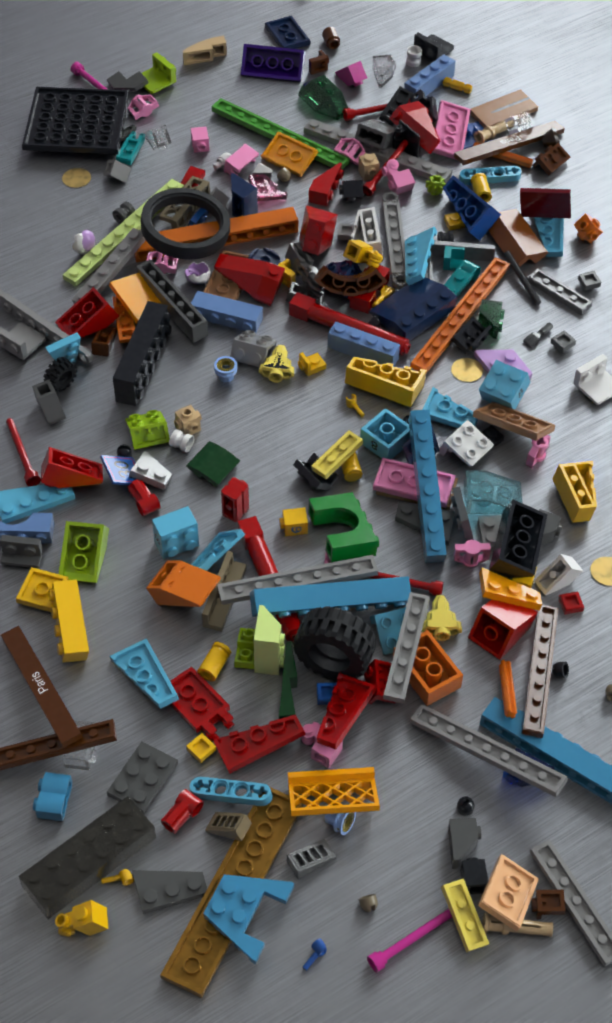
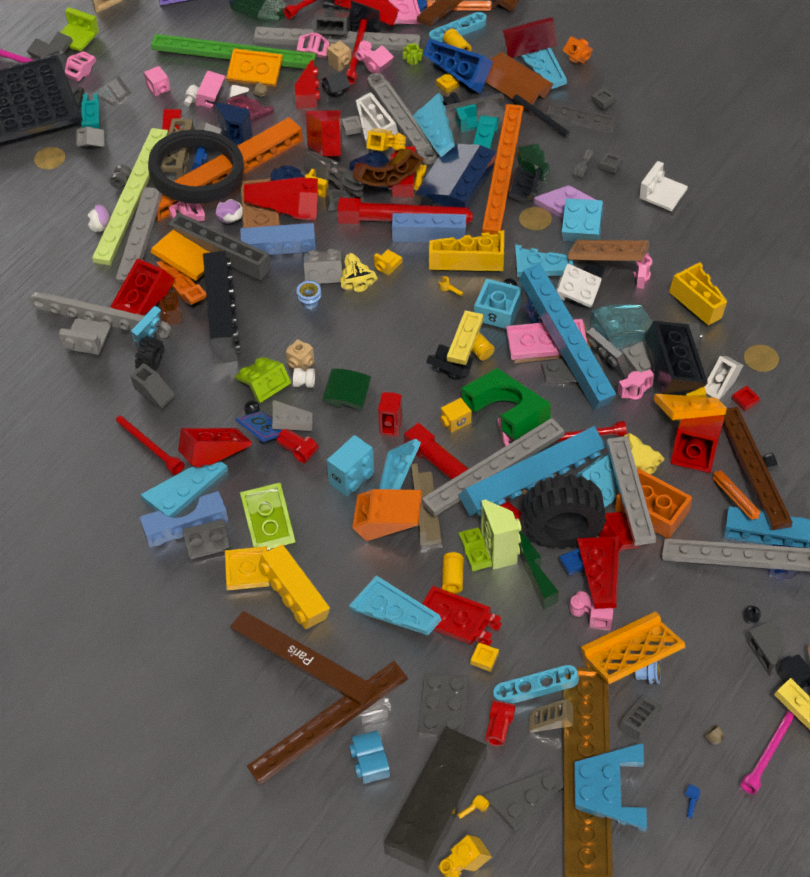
camera: 20 degrees left, 0 degrees up
(250, 745) = (533, 633): red wing -> none

